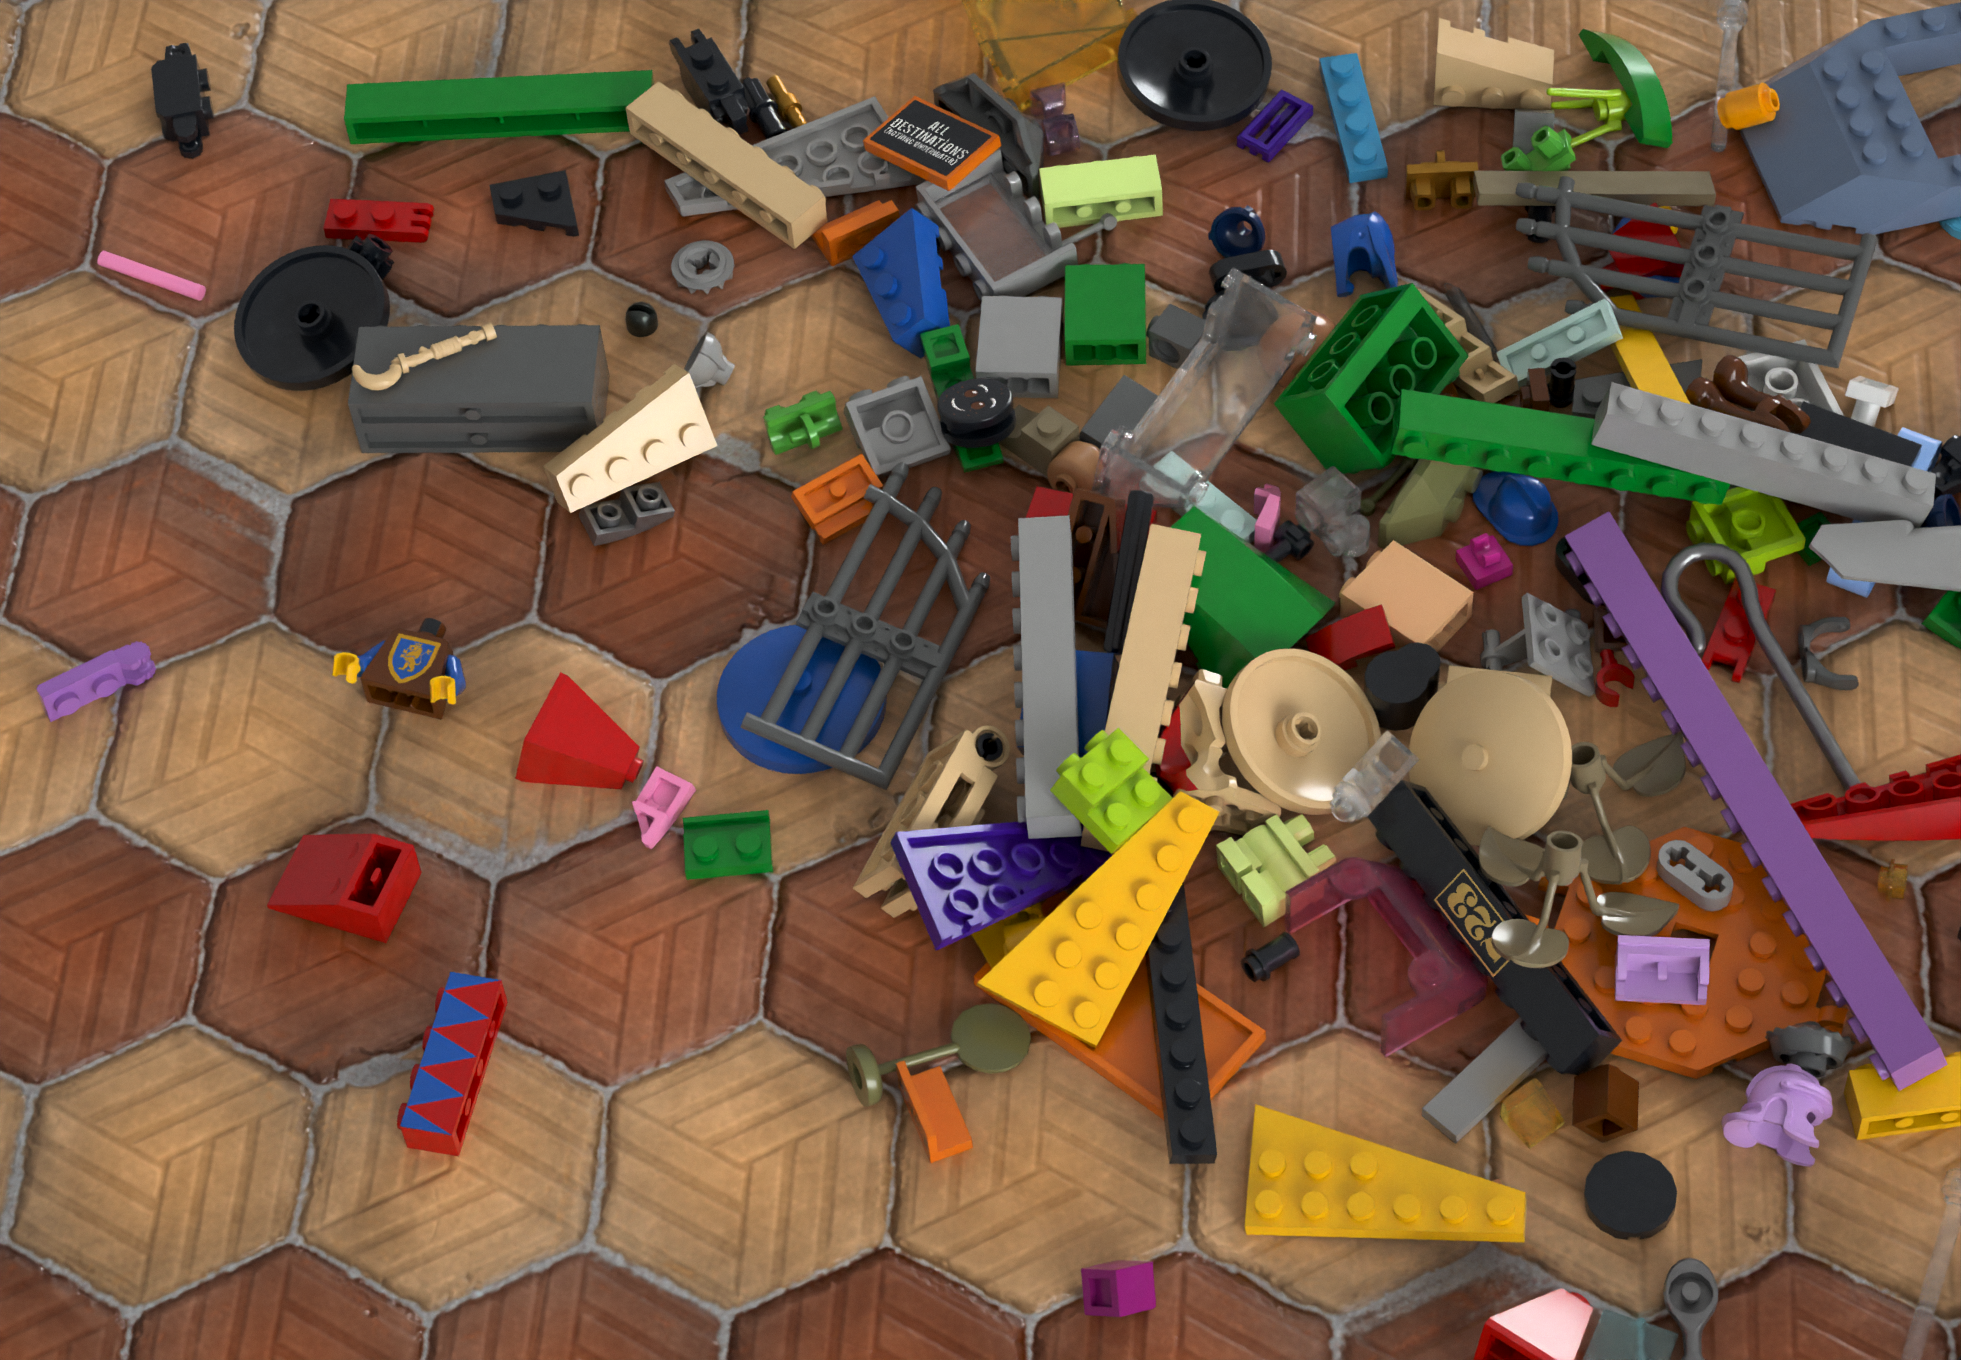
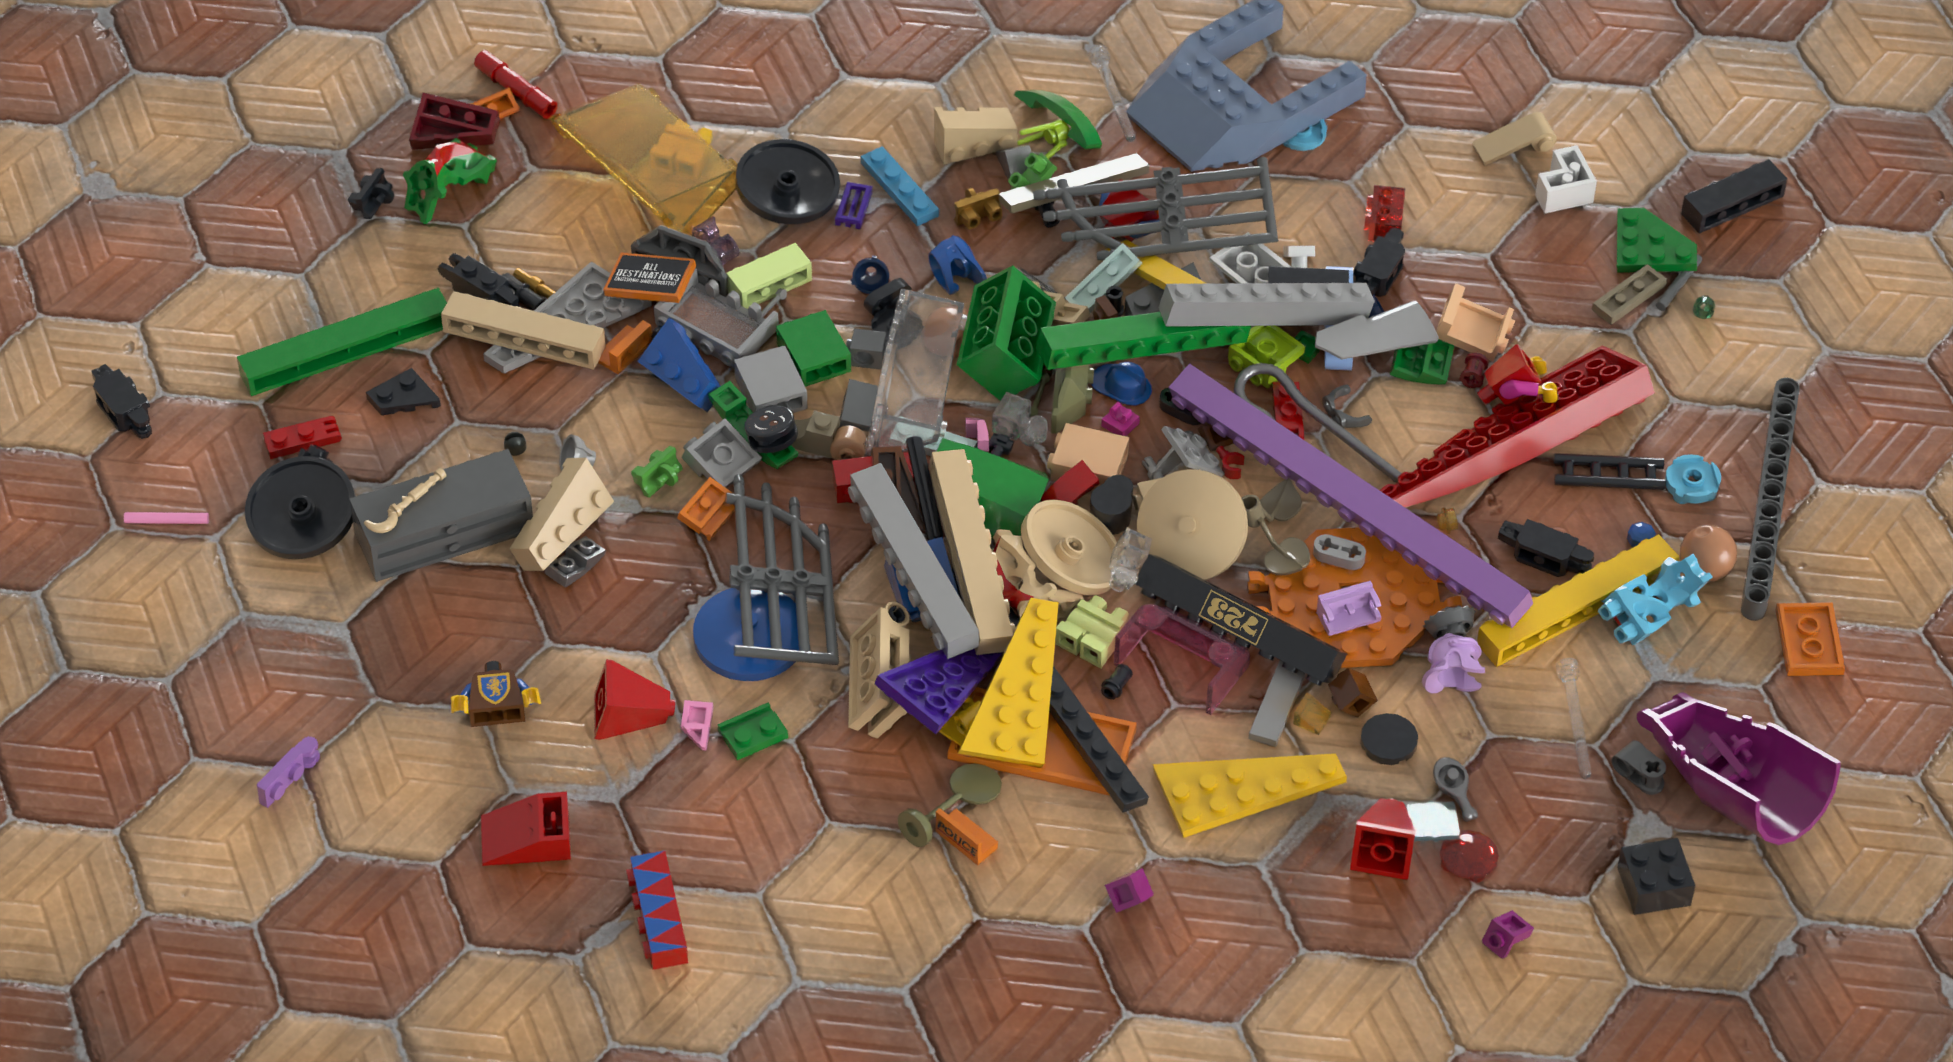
camera: 30 degrees left, 5 degrees down
(696, 256) = (526, 396): light grey gear -> none
(1110, 789) = (989, 609): lime plate -> none
(1535, 946) = (1272, 564): dark tan plant -> none
(1732, 390) = (1223, 273): reddish brown piece -> none
(1748, 107) = (1141, 107): light orange brick -> none

